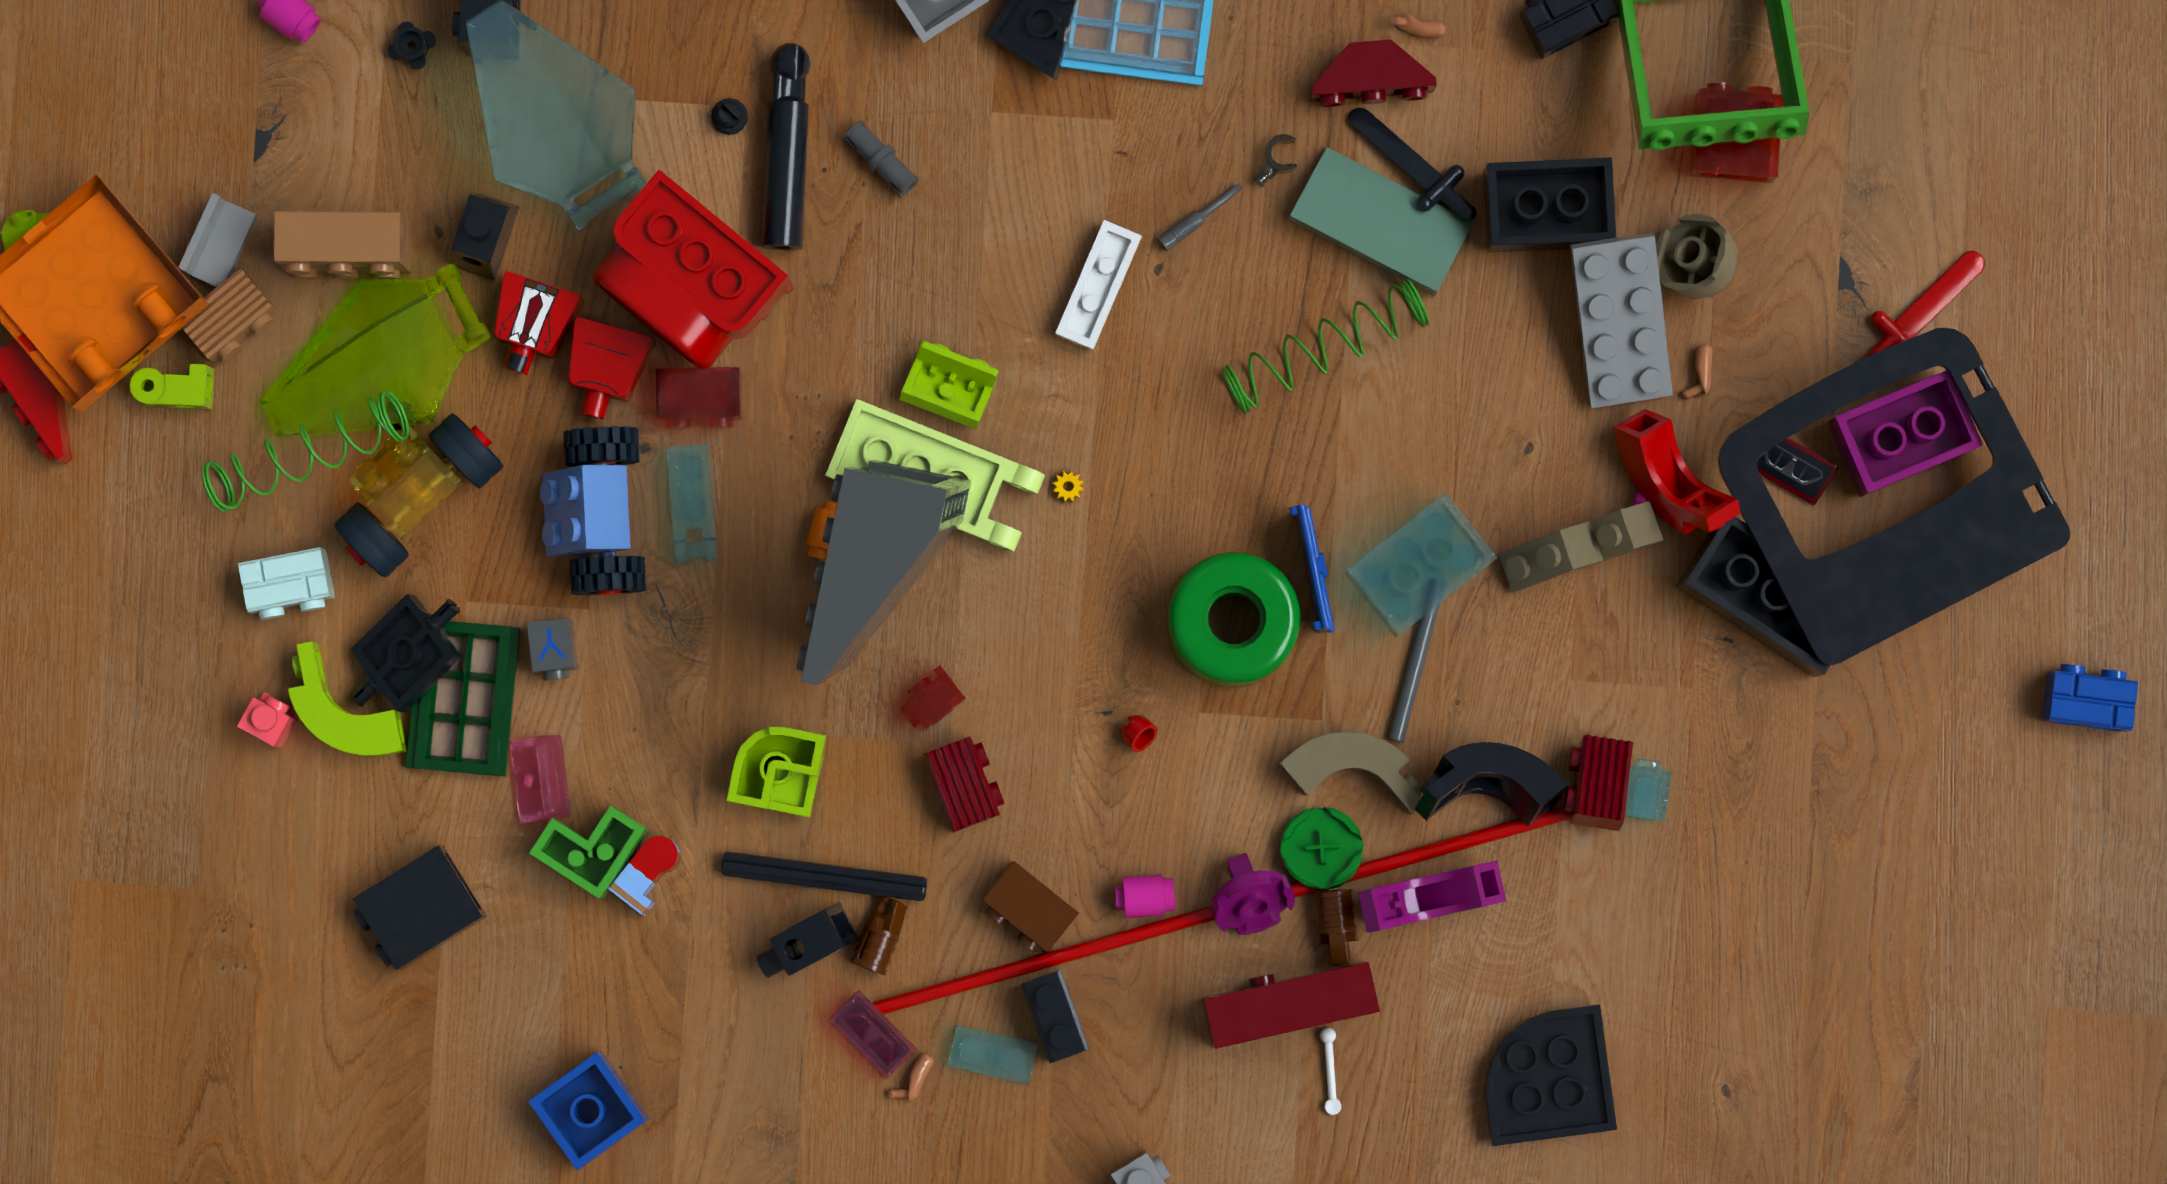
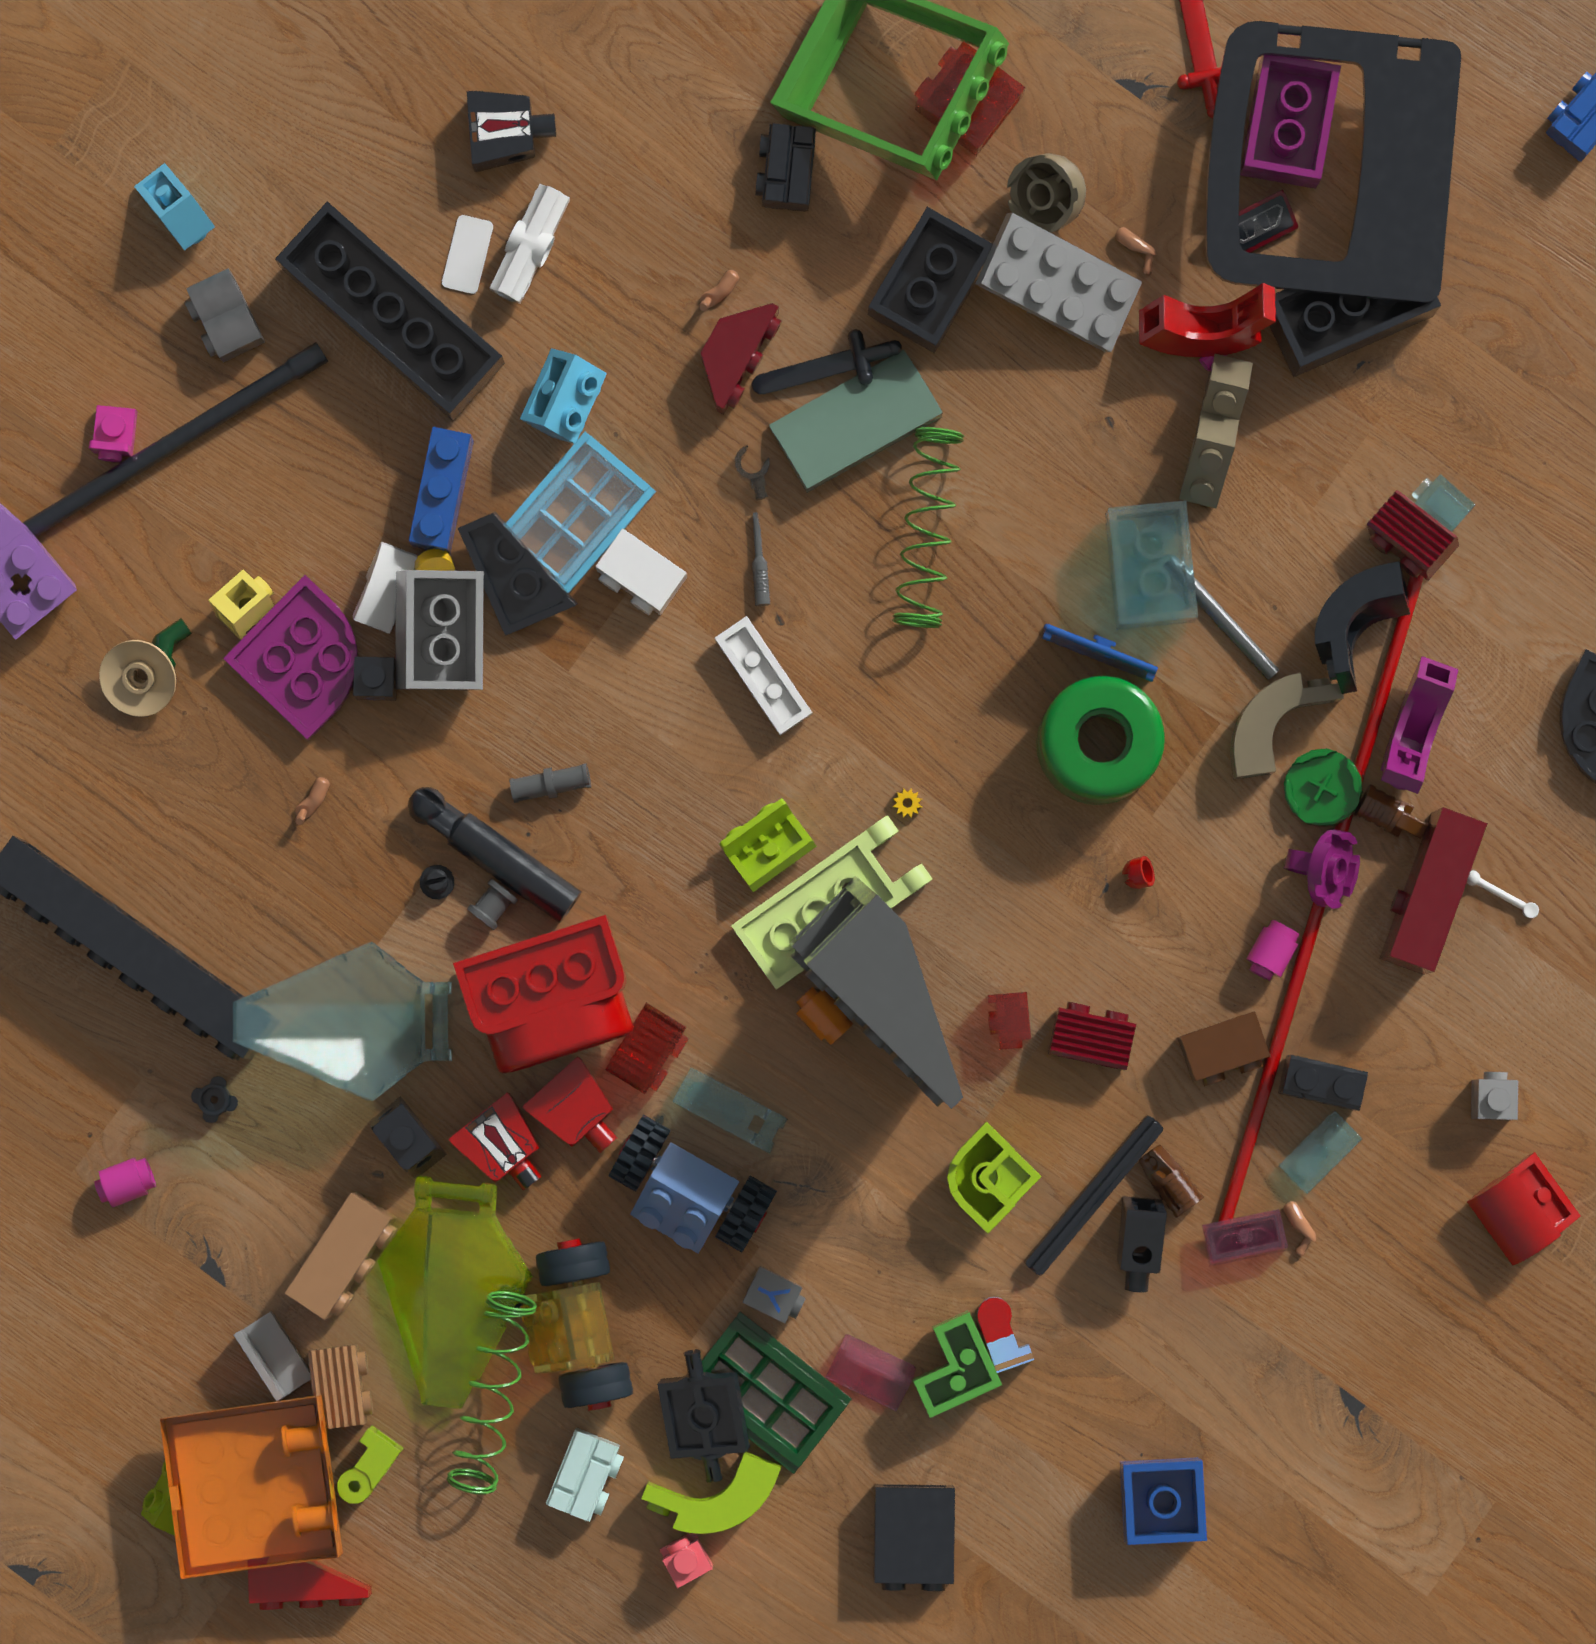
camera: 60 degrees left, 0 degrees up
(740, 177) = (492, 904): none -> dark grey bush
(1119, 118) = (640, 572): none -> white brick

